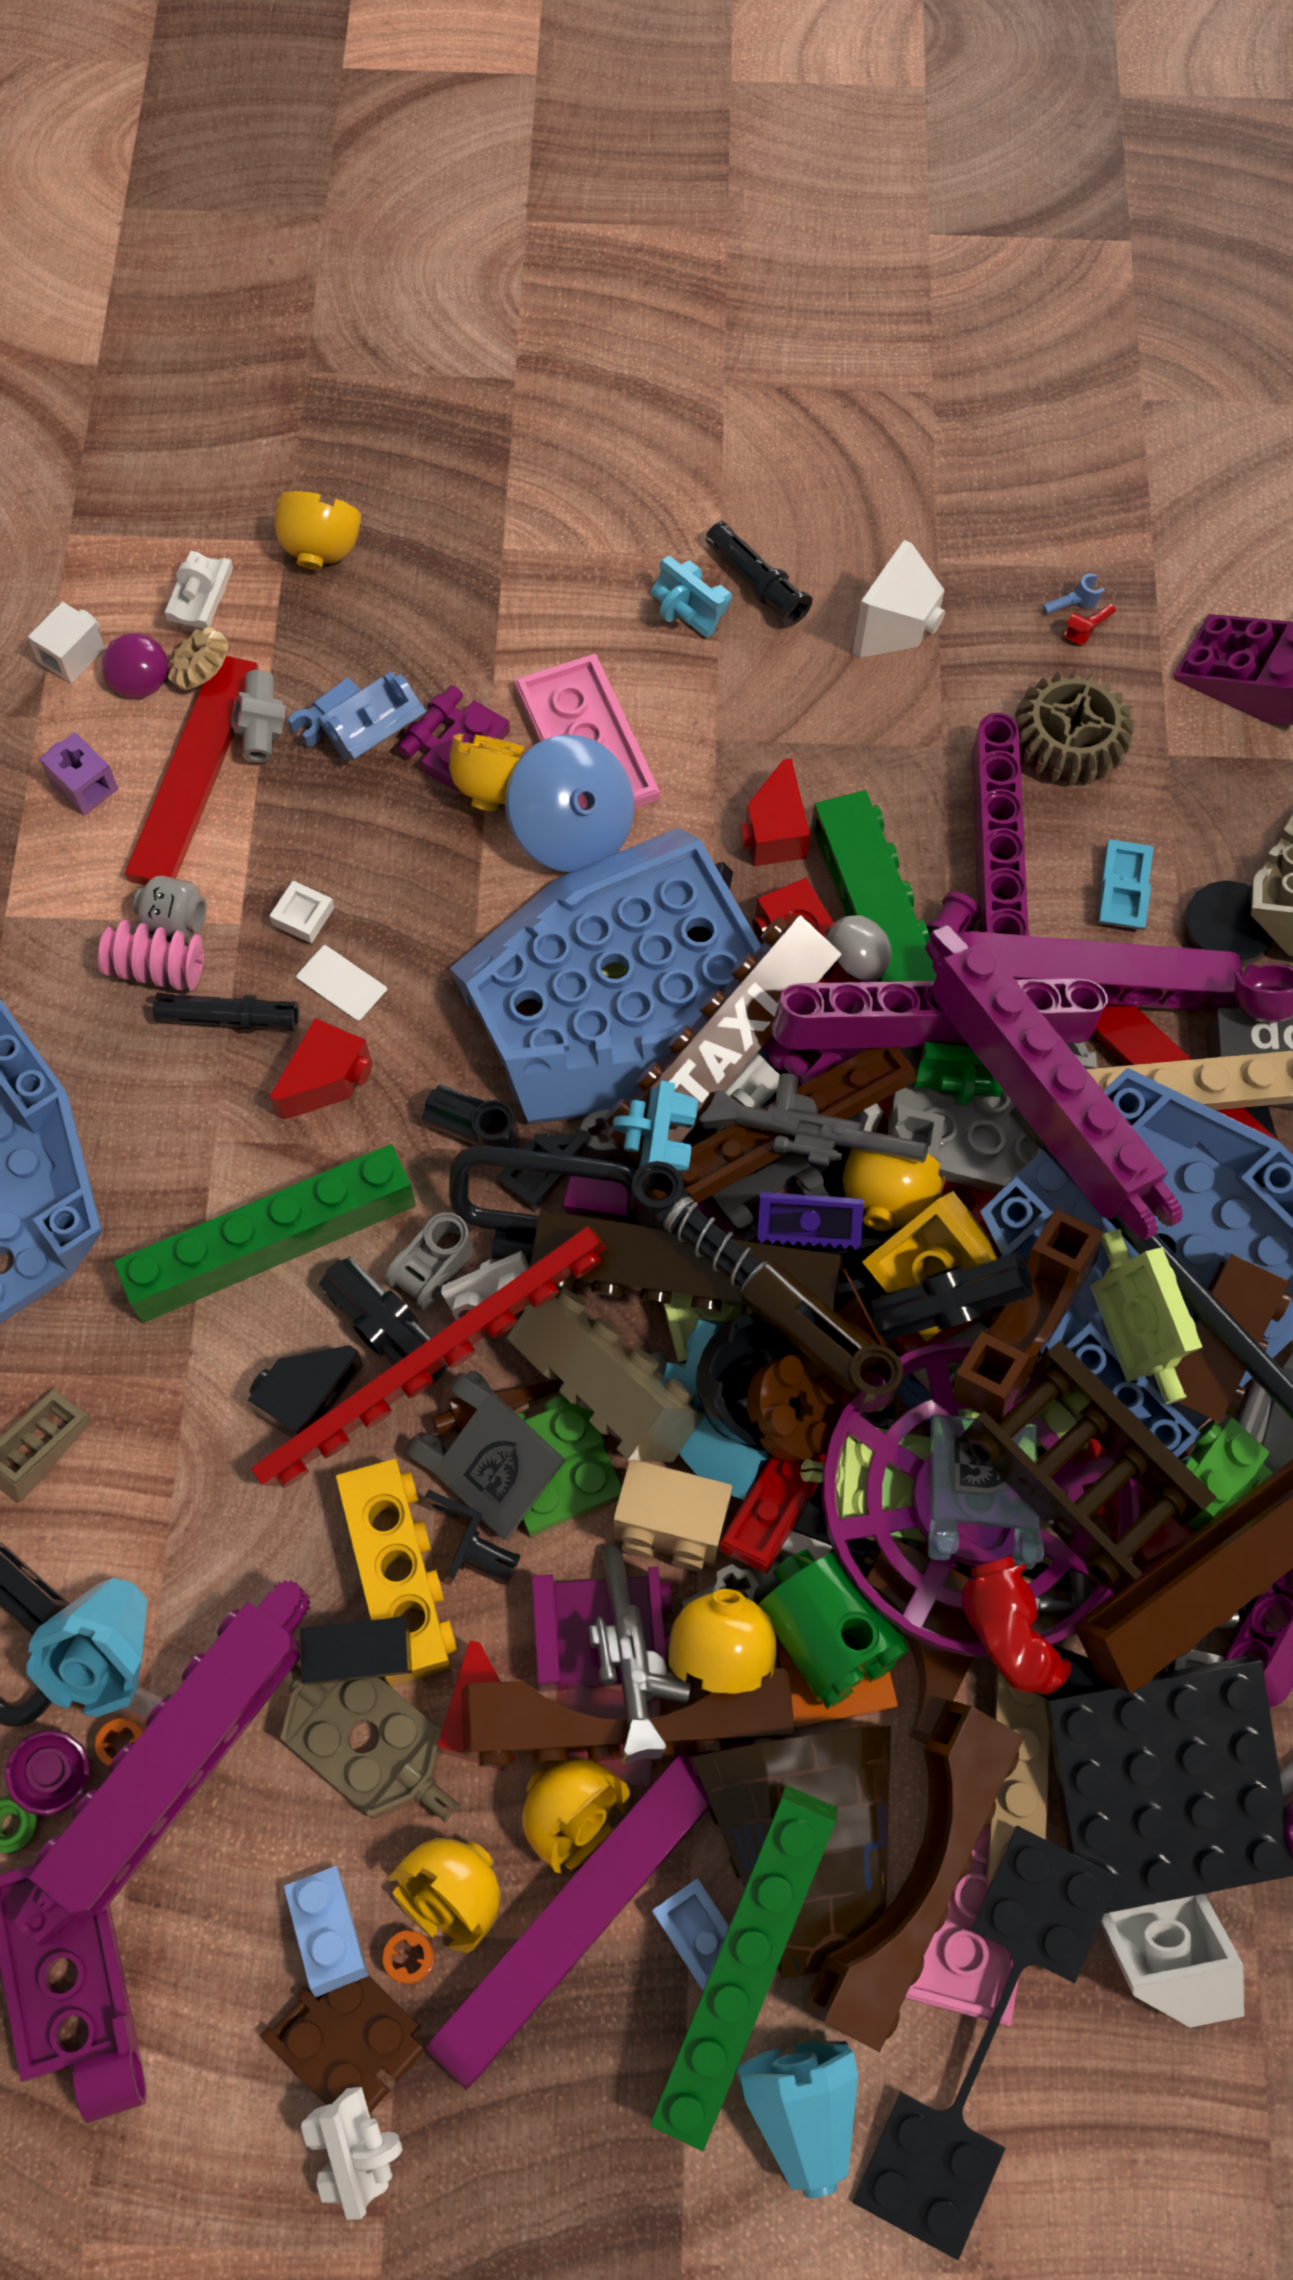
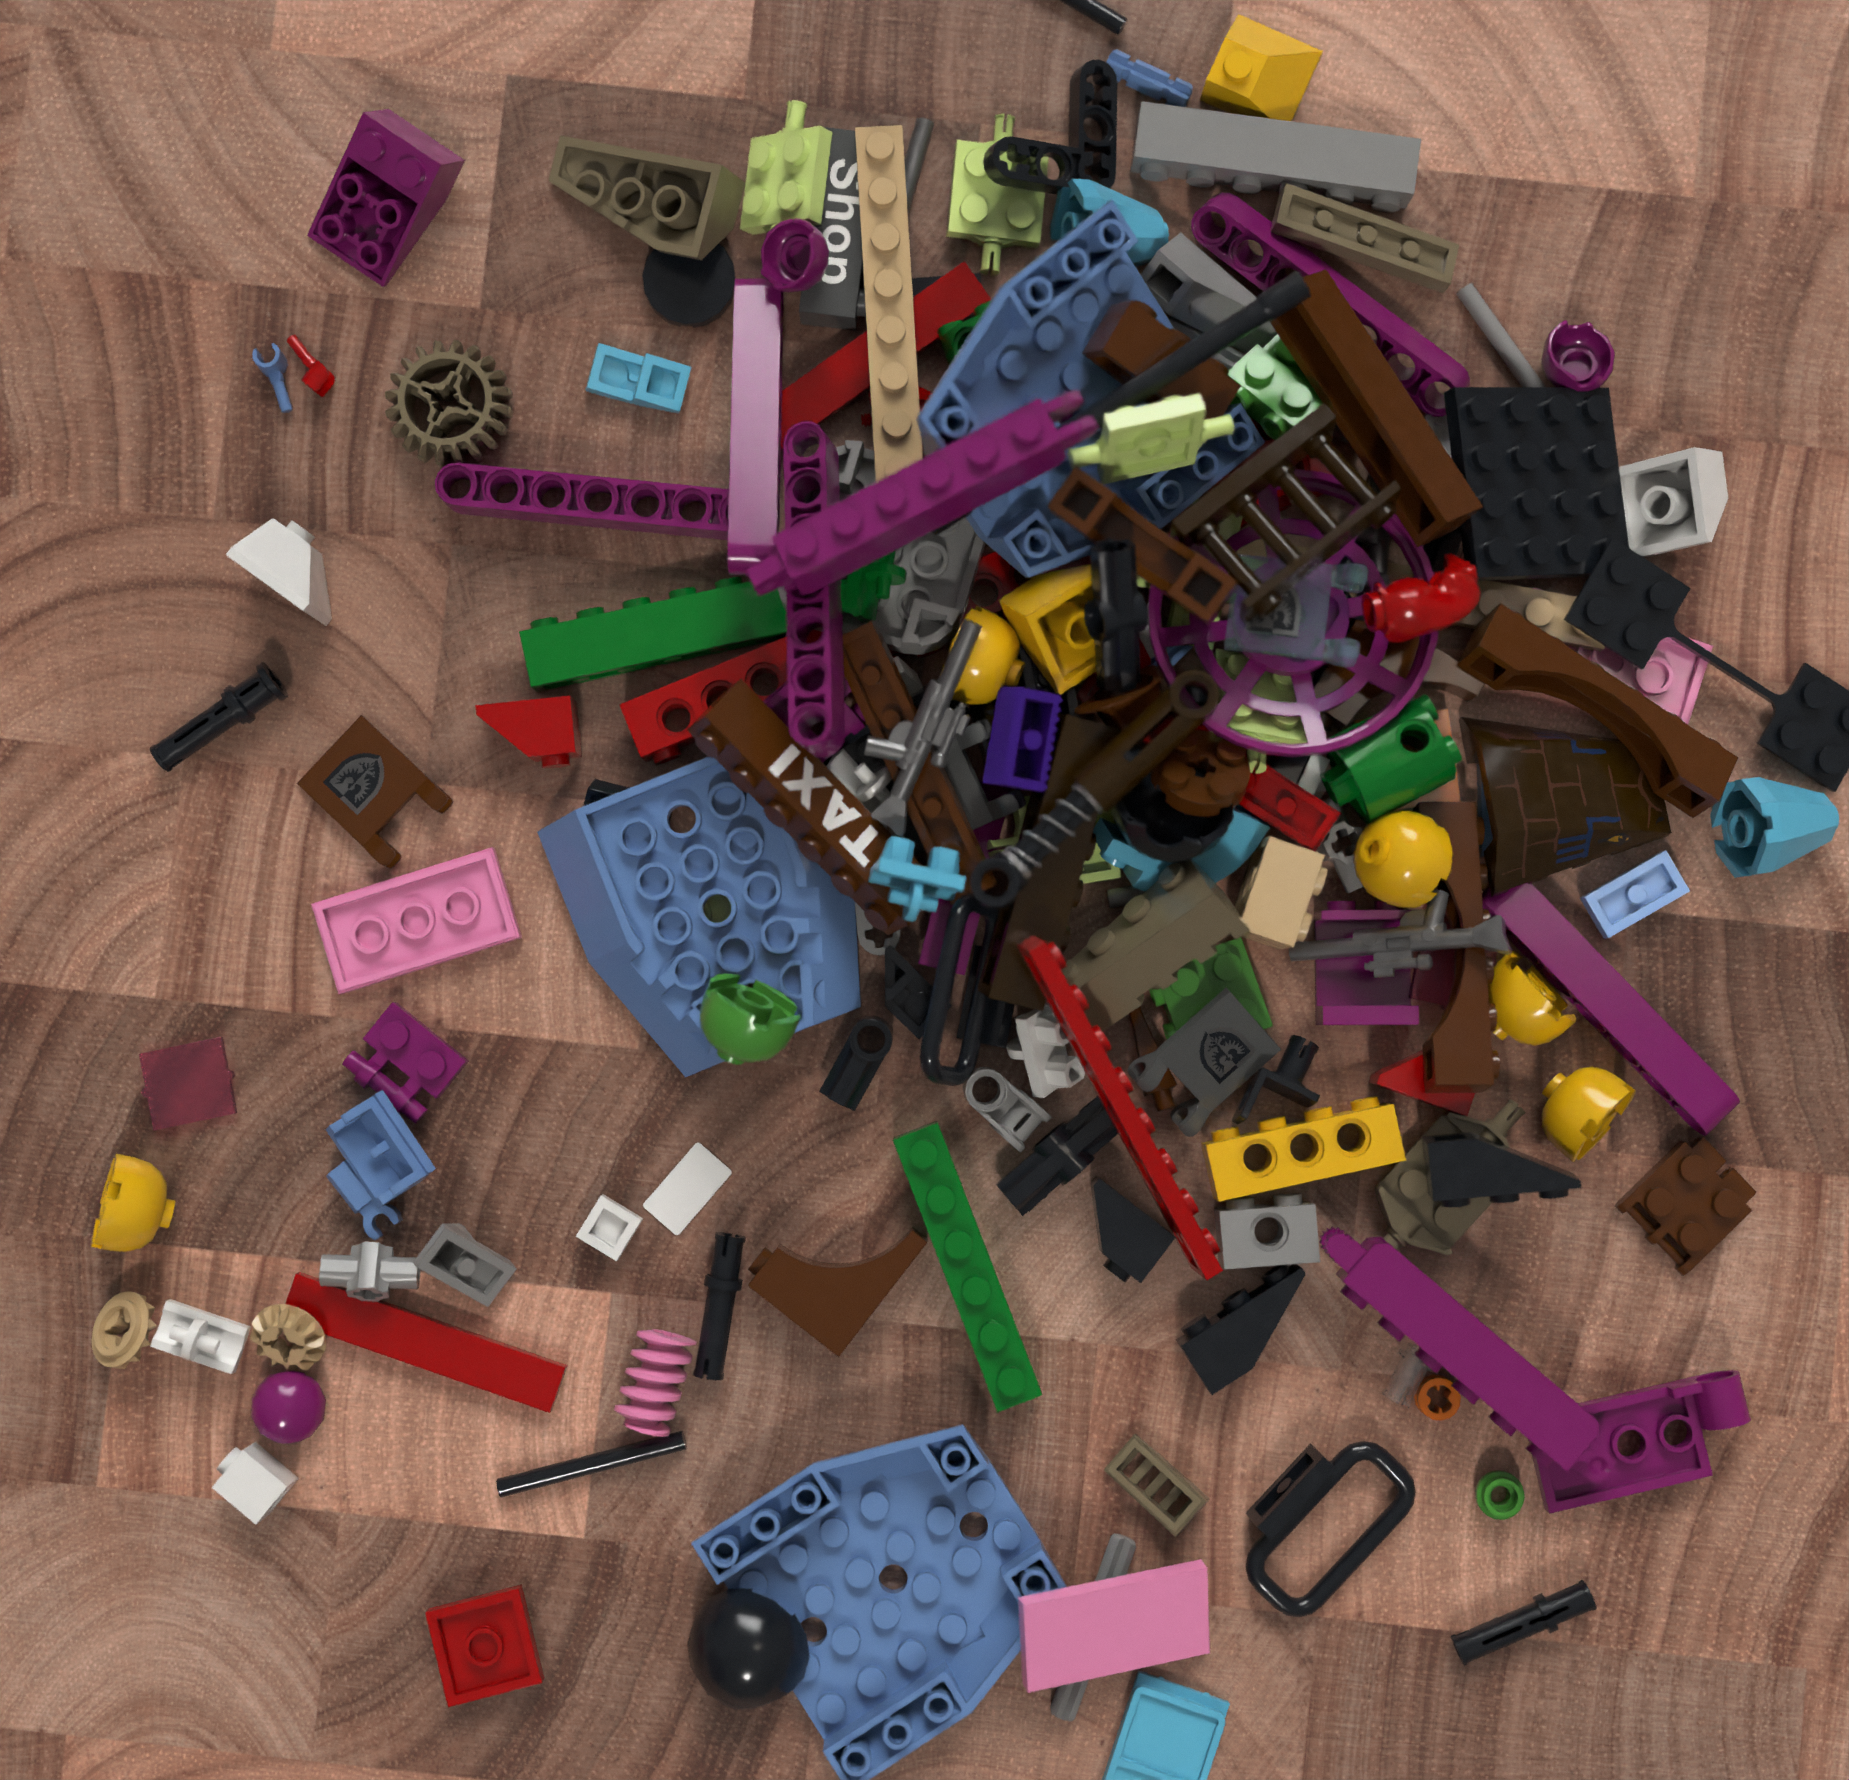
camera: 85 degrees left, 20 degrees up
(47, 1772) = (1465, 1462): magenta hair -> none
(75, 916) = (591, 1464): none -> black bar
(79, 773) = (438, 1451): medium lavender brick -> none
(92, 1649) = (1361, 1419): medium azure cone -> none
(170, 905) = (598, 1363): light grey head -> none
(187, 1510) = (1234, 1338): none -> black slope
(205, 534) = (115, 1316): none -> tan gear
(233, 1107) = (827, 1297): none -> reddish brown arch
(267, 783) = (465, 1263): none -> light grey slope
(287, 1511) = (1293, 1244): none -> light grey brick
(321, 1071) = (794, 1208): red slope -> none
(325, 1931) = (1607, 1217): light blue plate -> none
(355, 1650) = (1383, 1185): black tile -> none
(356, 2152) = (1786, 1196): white hips -> none
(379, 1758) = (1473, 1167): none -> black slope
(402, 1974) = (1642, 1153): orange bush -> none
(427, 576) = (188, 1083): none -> clear pink piece
(483, 768) = (458, 1021): yellow cylinder -> none
(506, 984) = (746, 1020): none -> bright green cylinder
(545, 805) = (496, 957): medium blue dish -> none
(688, 597) = (248, 799): medium azure hips -> none
(709, 691) = (366, 784): none -> reddish brown flag
(744, 1968) = (1669, 860): green brick -> none
(862, 946) = (719, 659): light grey hair -> none
(957, 912) = (670, 560): magenta bush -> none

